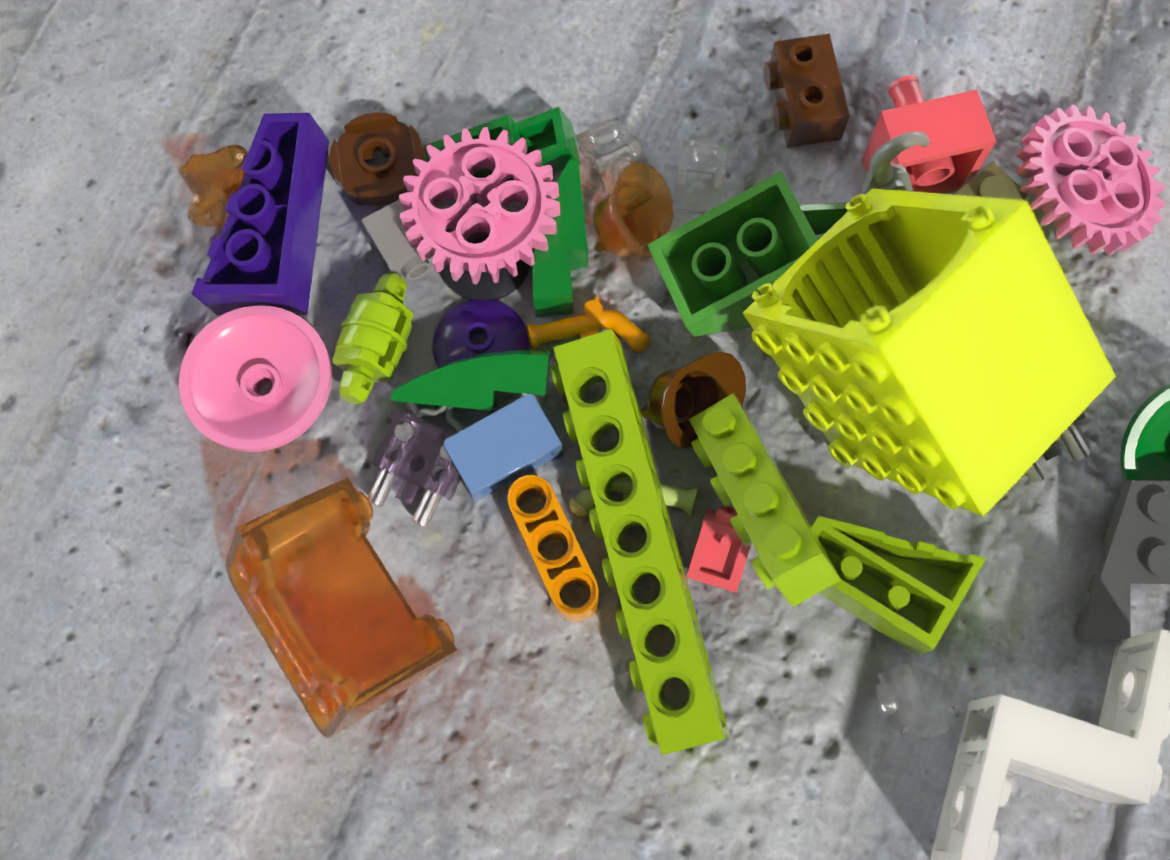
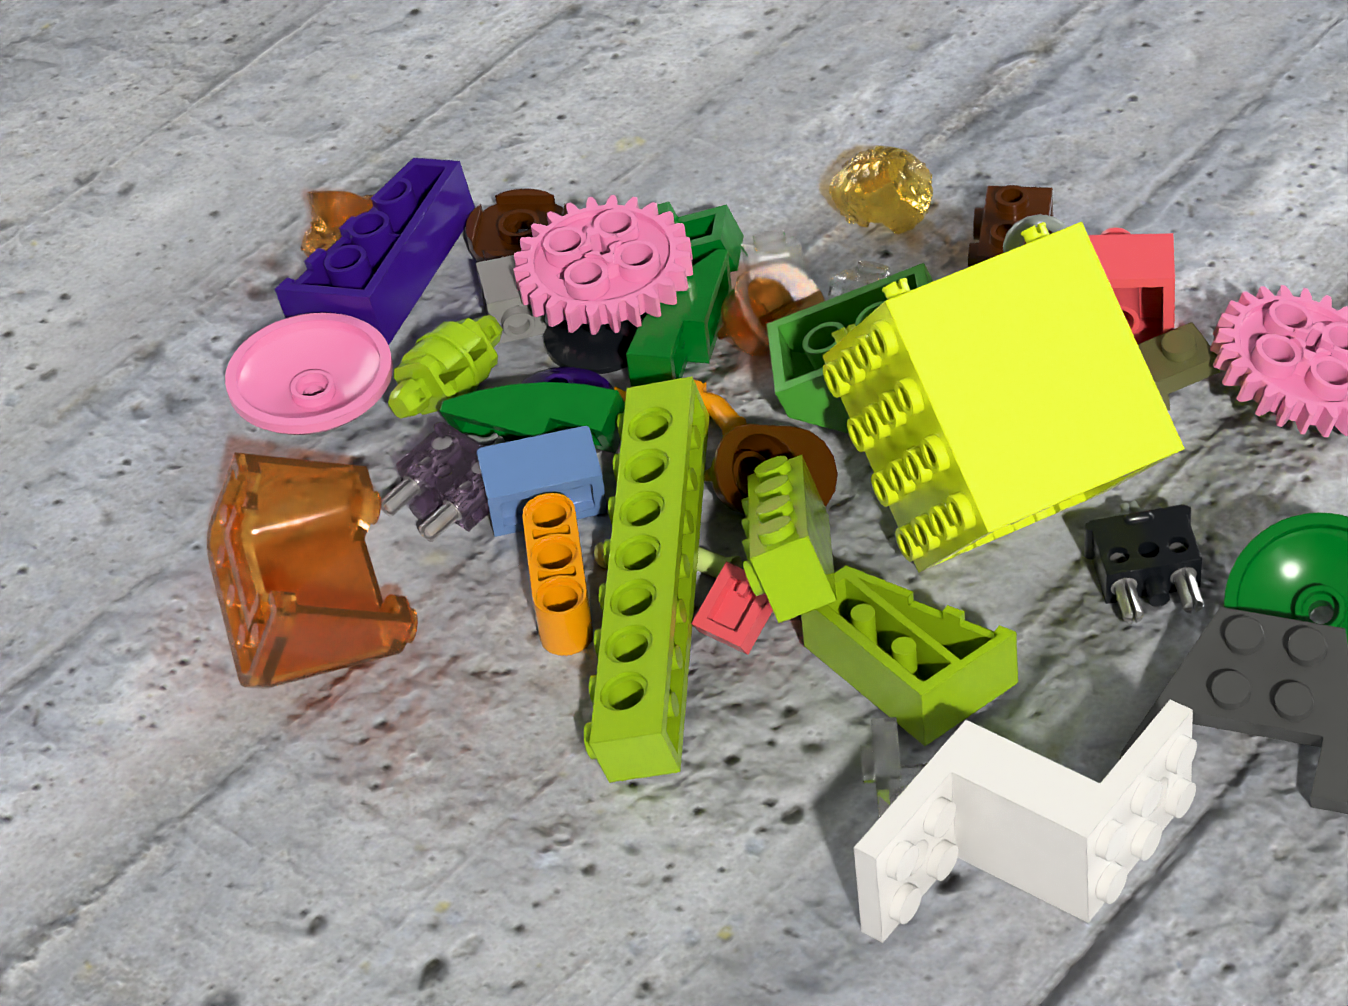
camera: 20 degrees right, 30 degrees down
(675, 51) = (883, 188): none -> clear yellow hair

